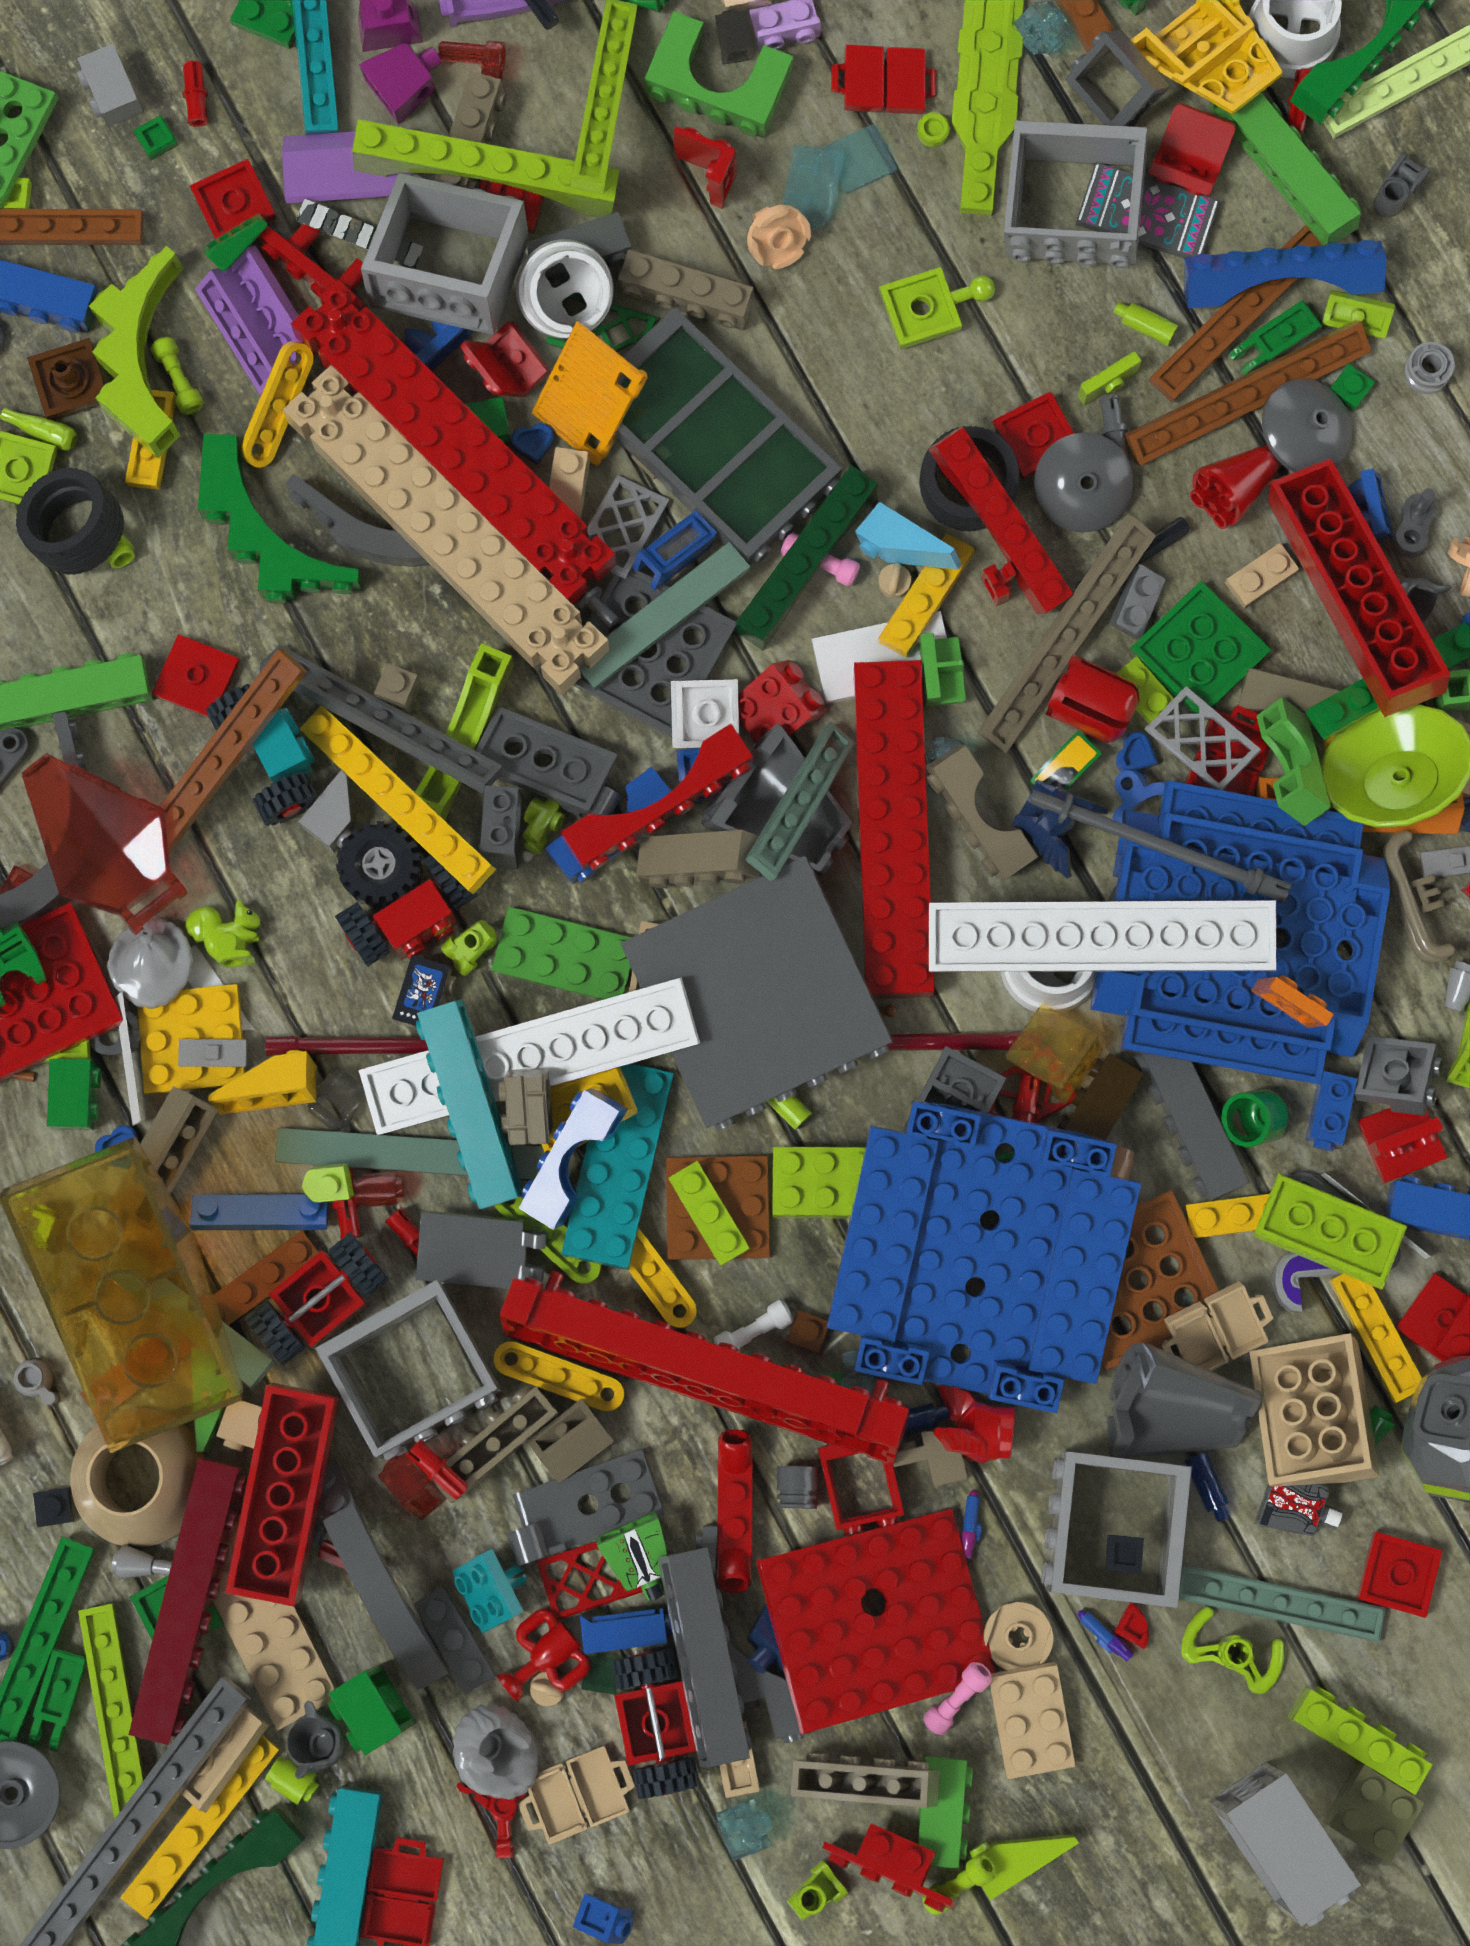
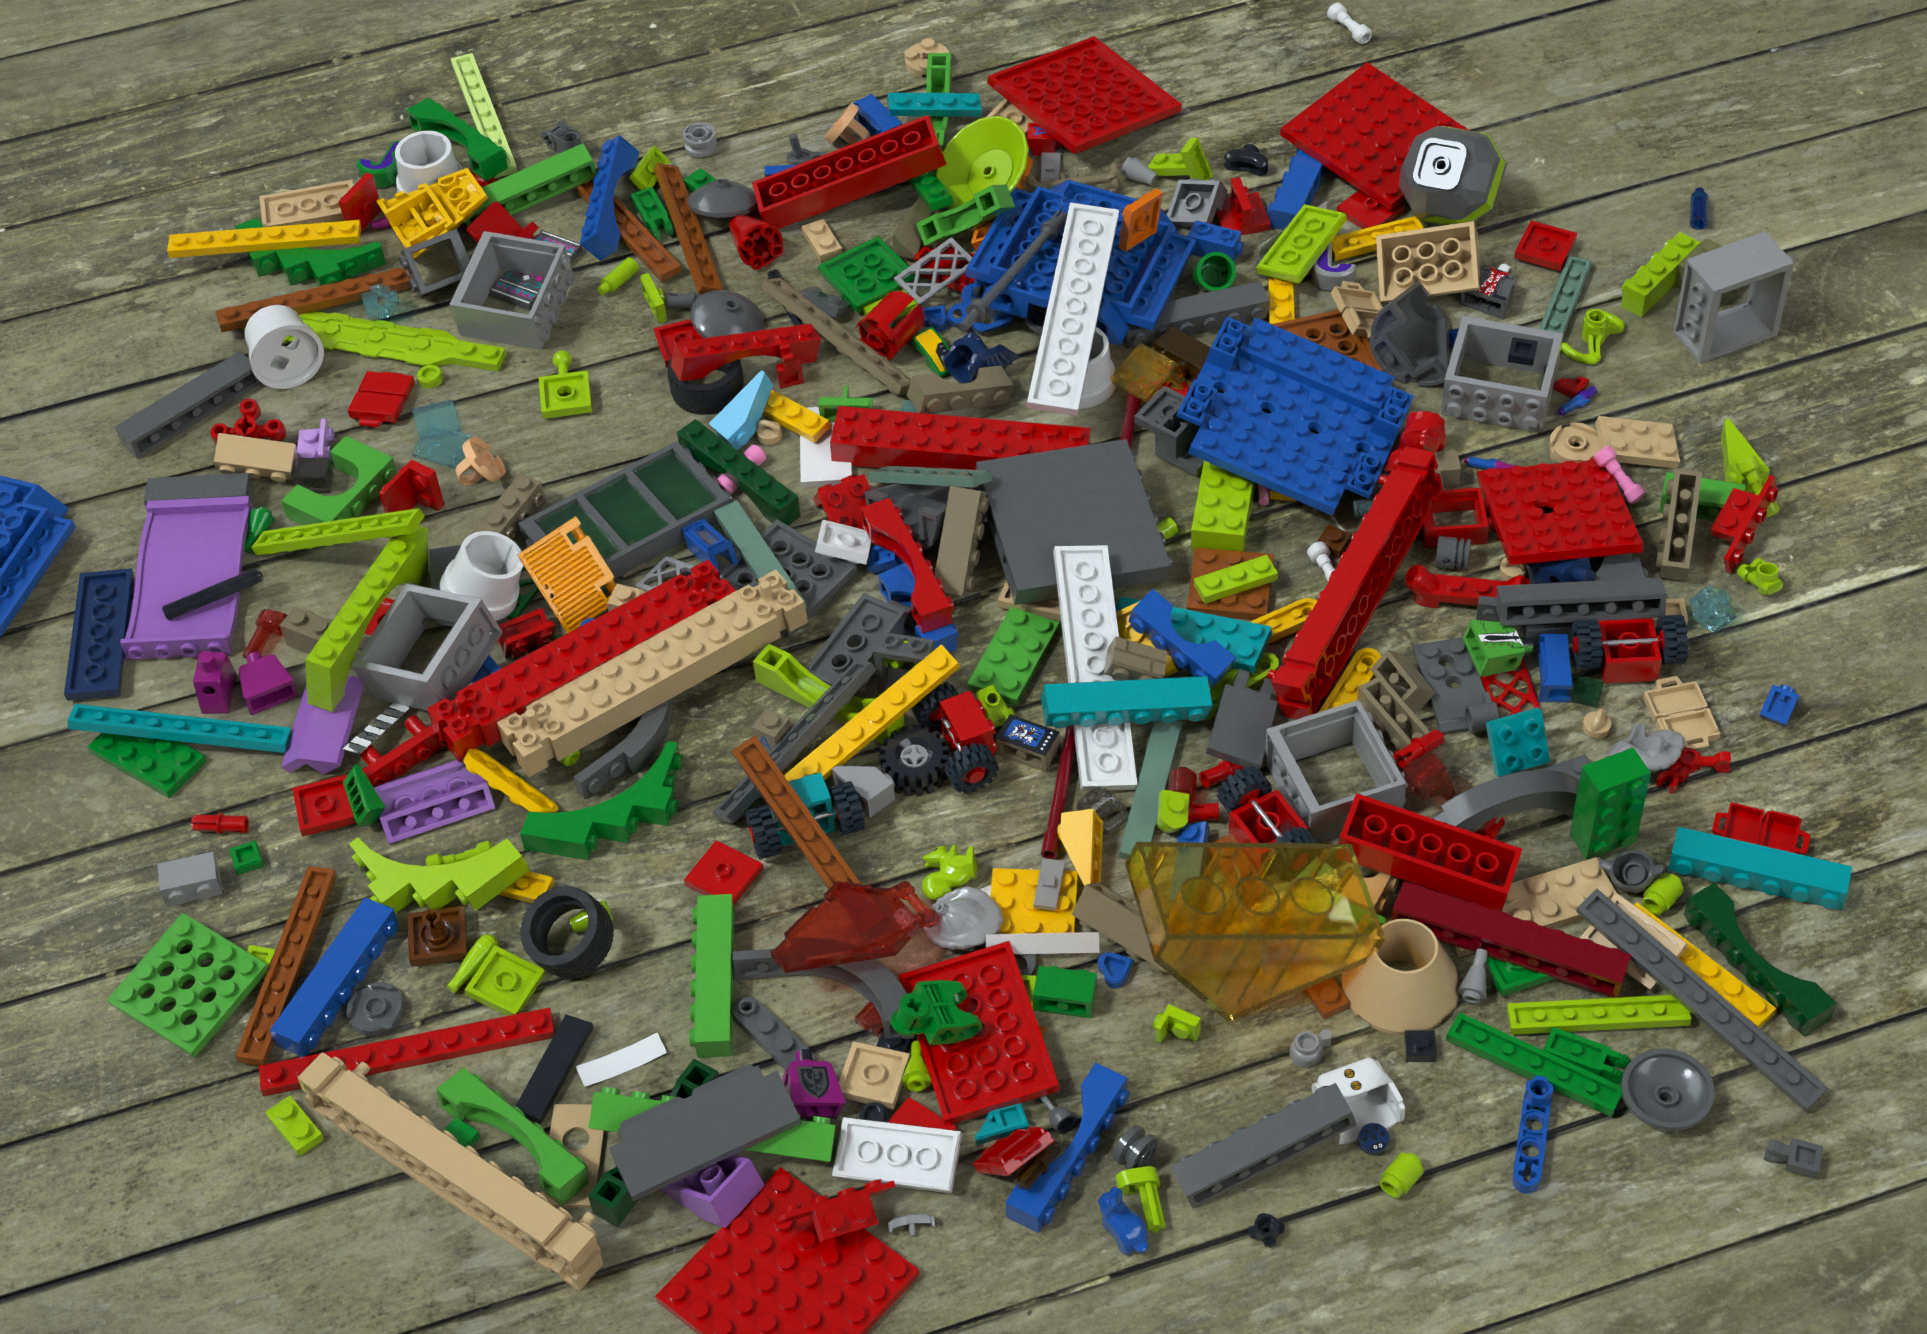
camera: 80 degrees left, 30 degrees down
(546, 1655) = (1569, 717): red piece -> none

